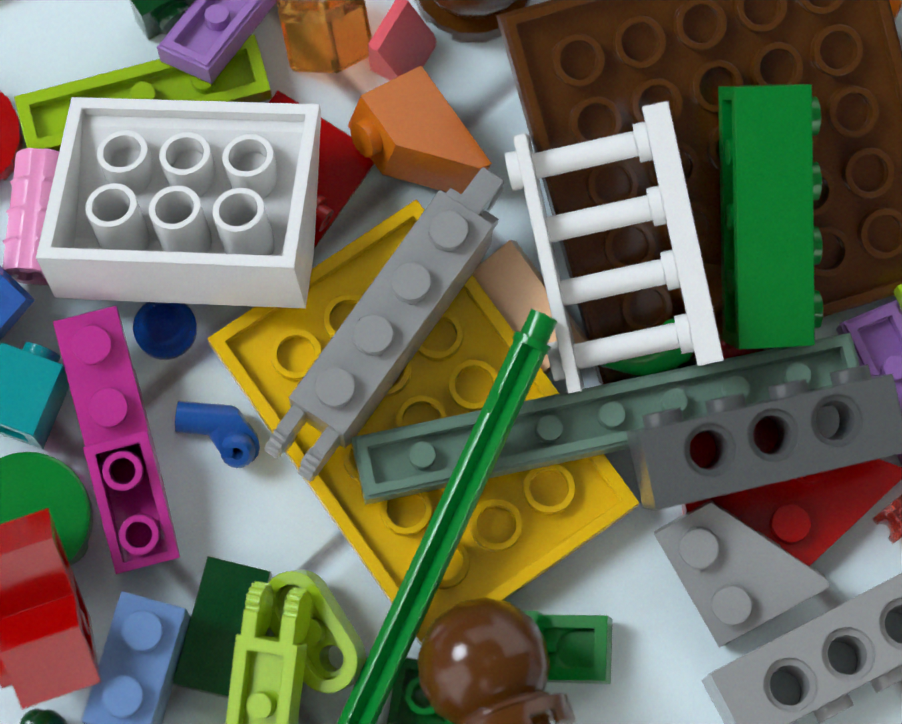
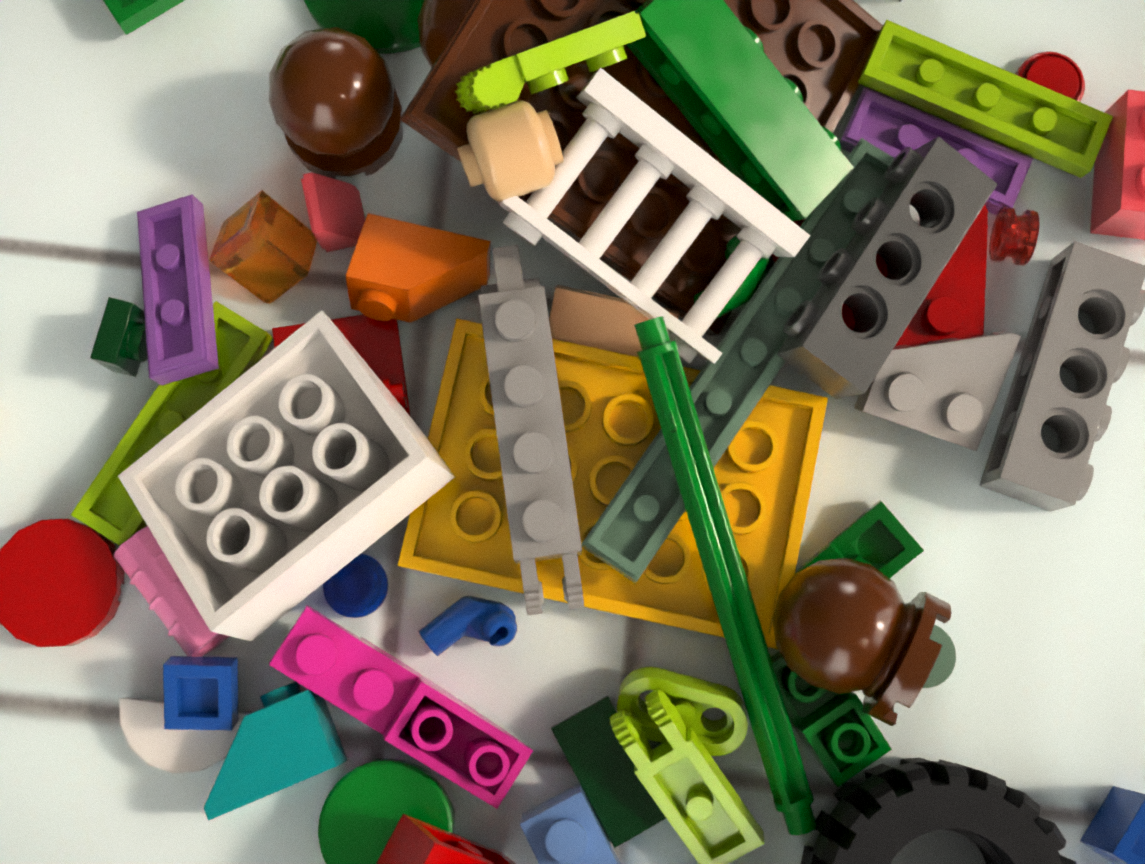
camera: 40 degrees left, 5 degrees up
(551, 105) = (511, 150): none -> tan head
(634, 65) = (545, 65): none -> lime hinge

